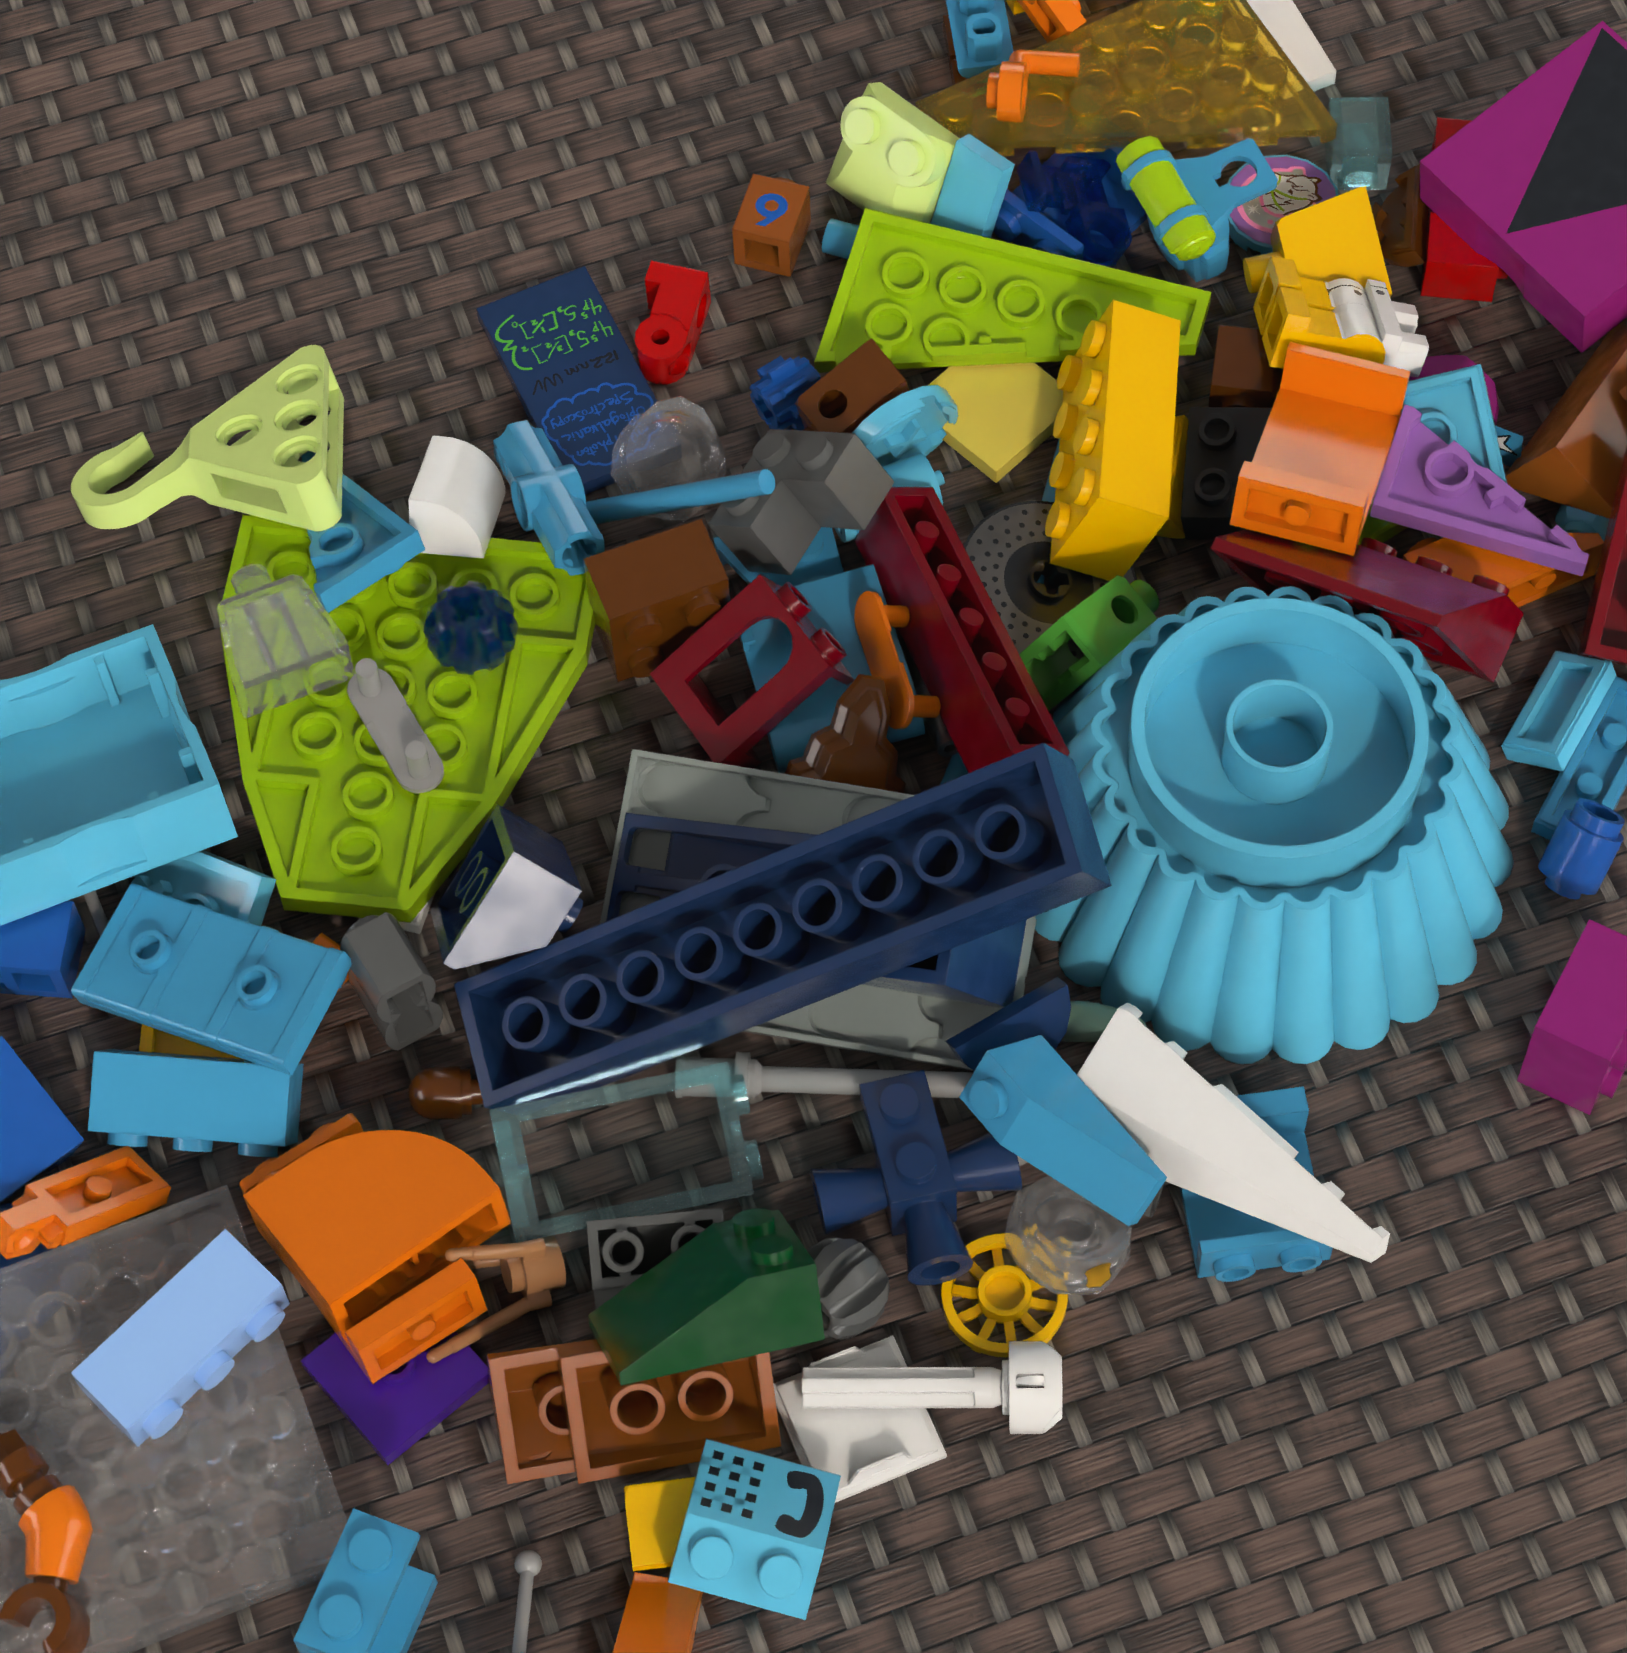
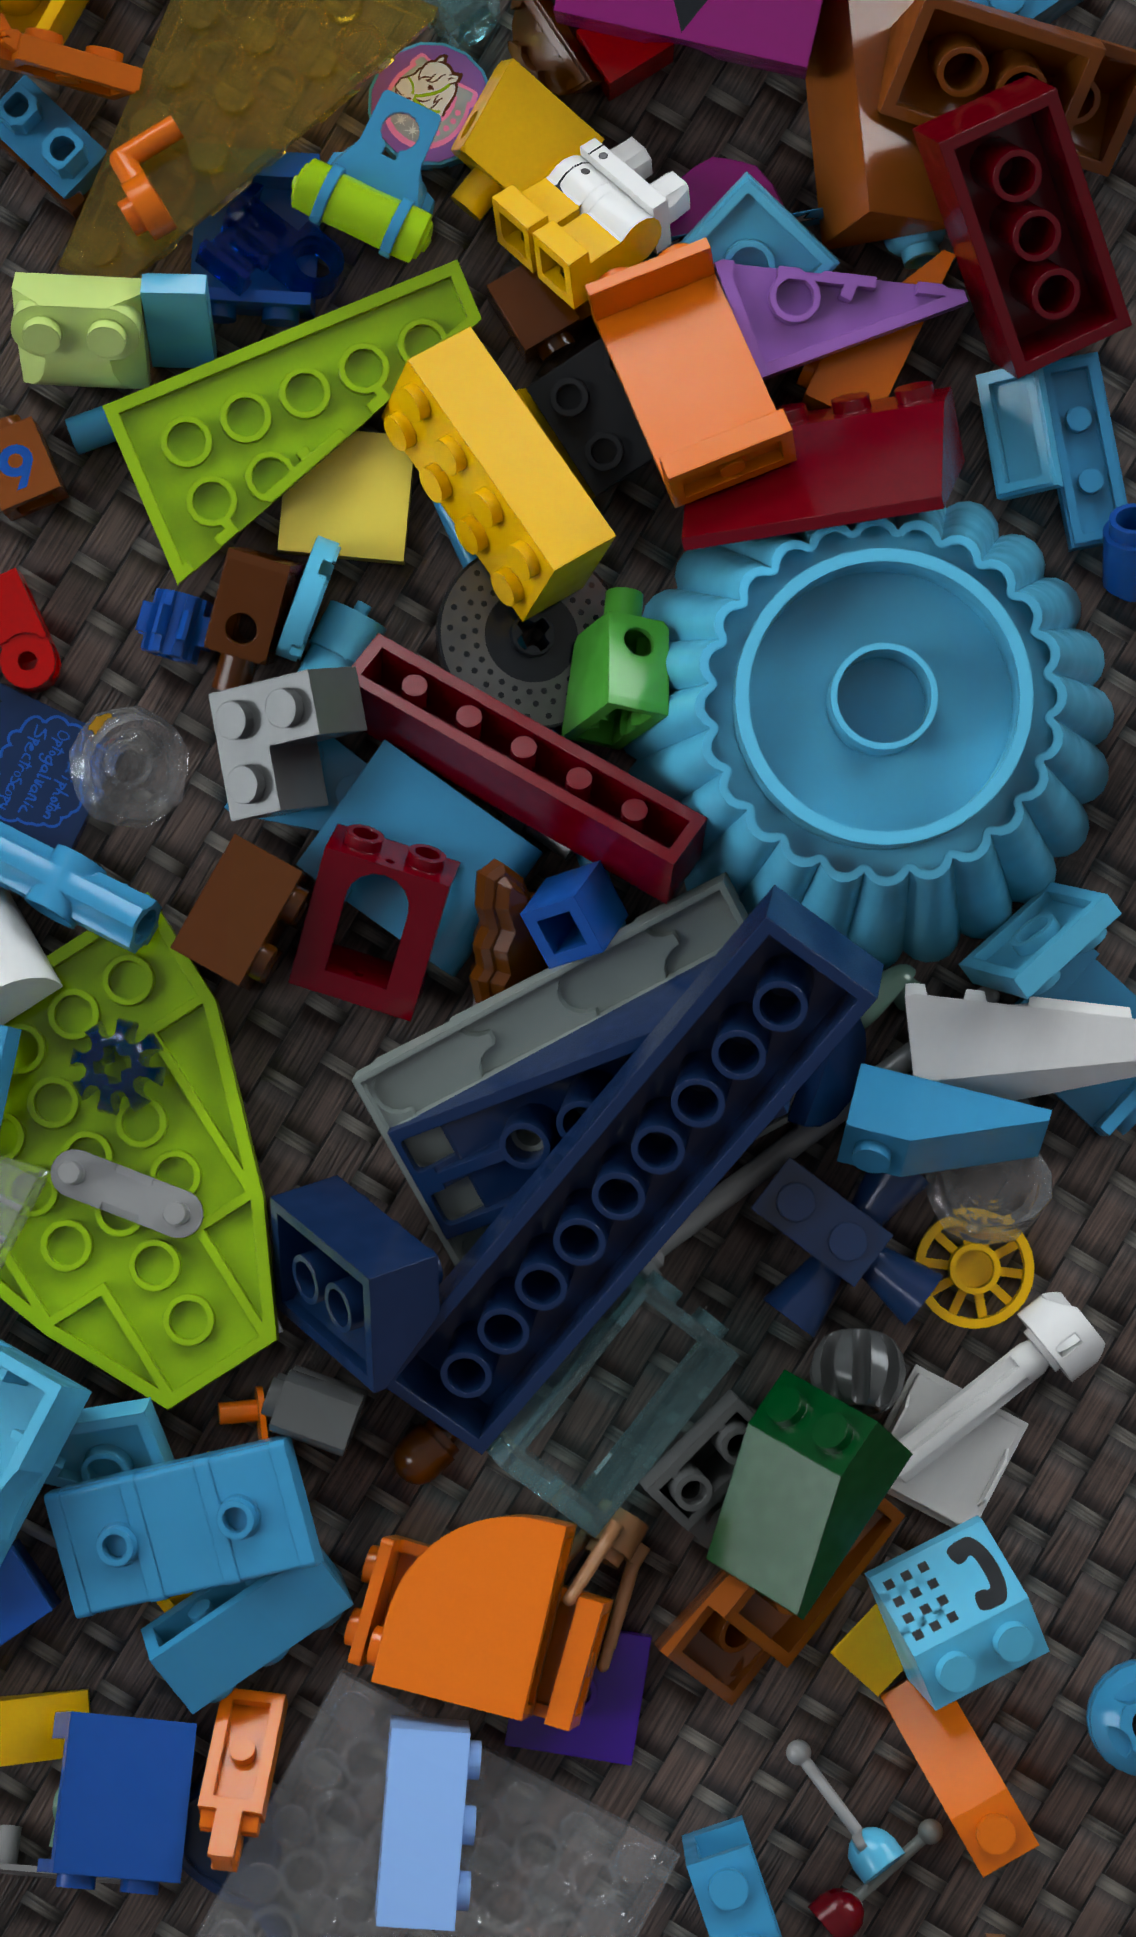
camera: 40 degrees left, 25 degrees up
(682, 496) = (186, 814): dark azure bar -> none
(873, 627) = (436, 803): orange piece -> none
(905, 759) = (574, 914): none -> blue brick
(1284, 1061) = (1040, 940): none -> medium azure plate

